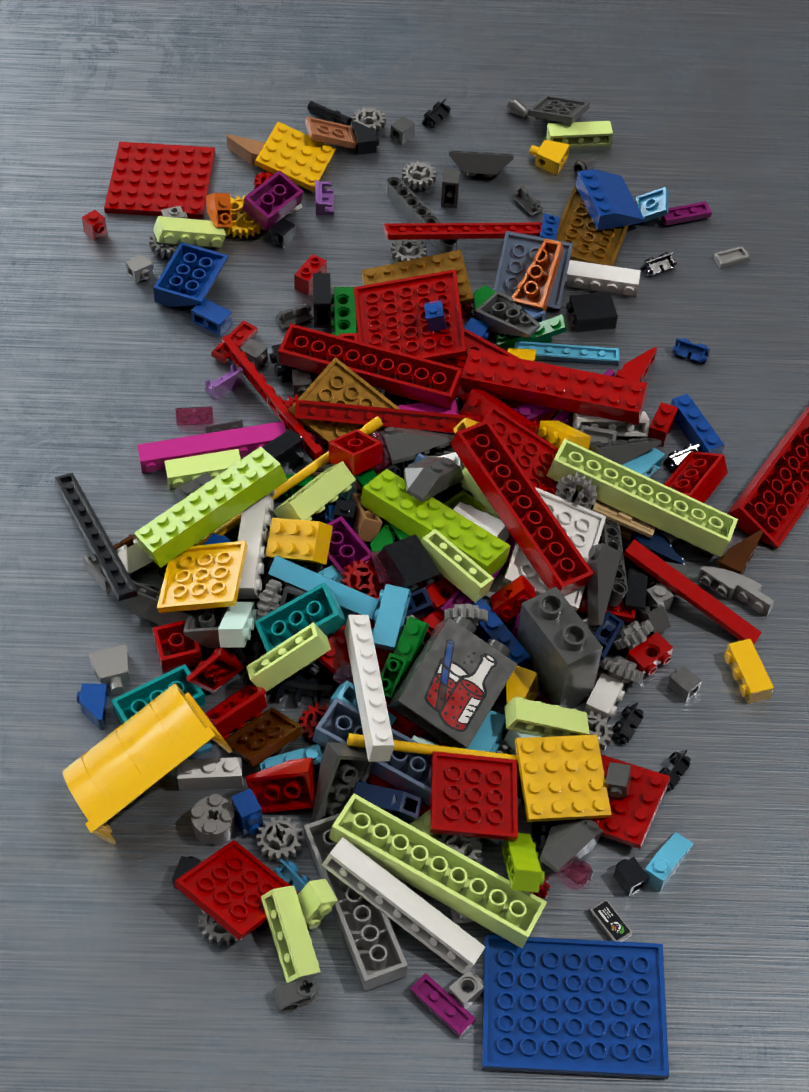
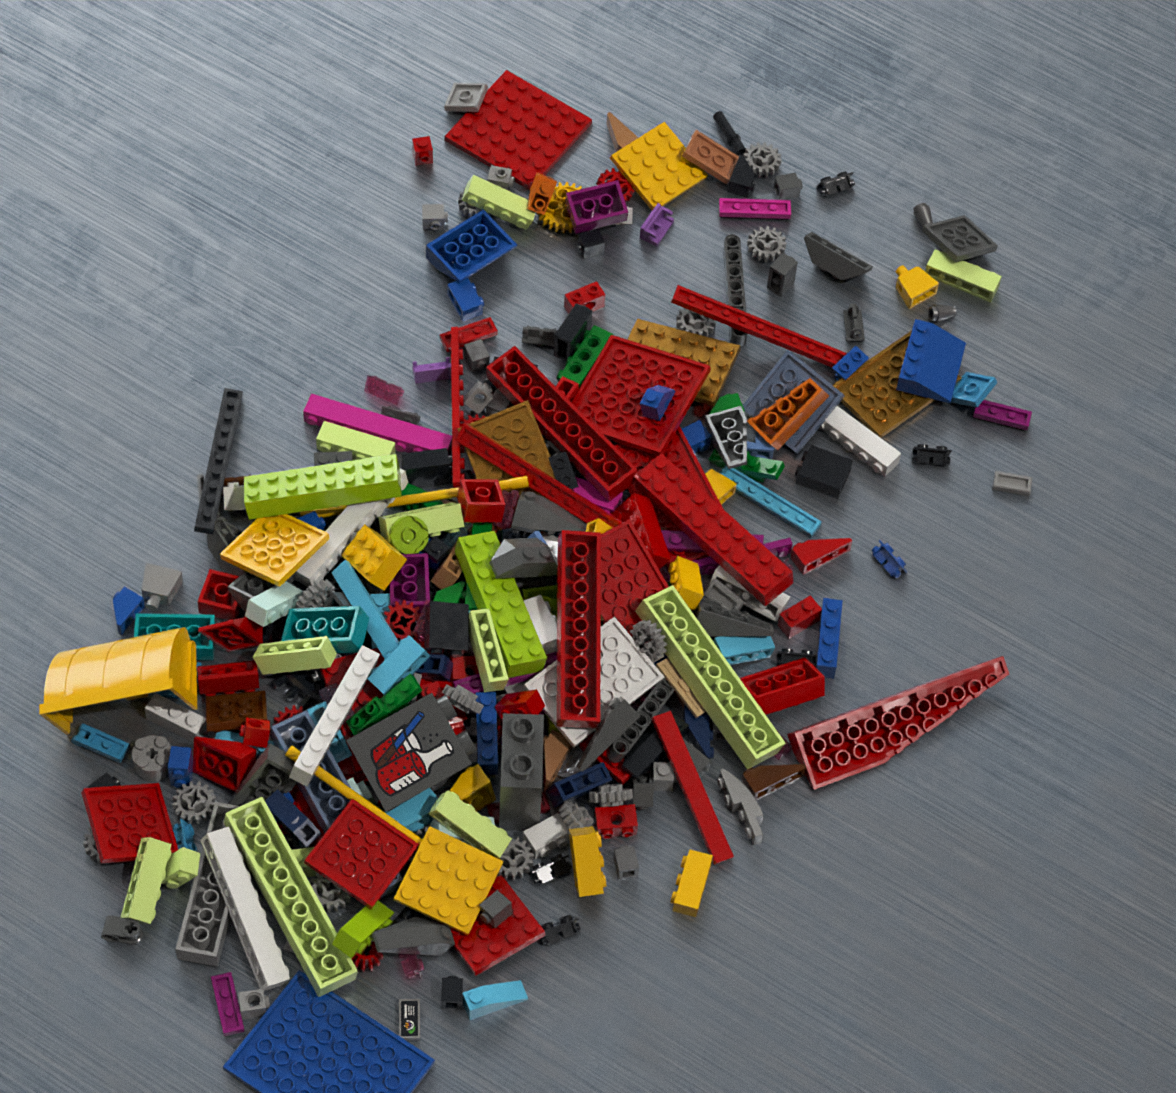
camera: 30 degrees right, 5 degrees up
(101, 172) = (466, 97): none -> light grey tile
(153, 834) = (101, 743): none -> dark azure plate
(286, 387) = (475, 403): none -> light grey brick
(299, 743) = (255, 732): none -> red brick
(316, 506) = (409, 534): none -> lime tile
(389, 155) = (754, 208): none -> dark pink plate
(399, 399) = (563, 470): none -> black hinge
(661, 697) = (587, 861): none -> yellow brick

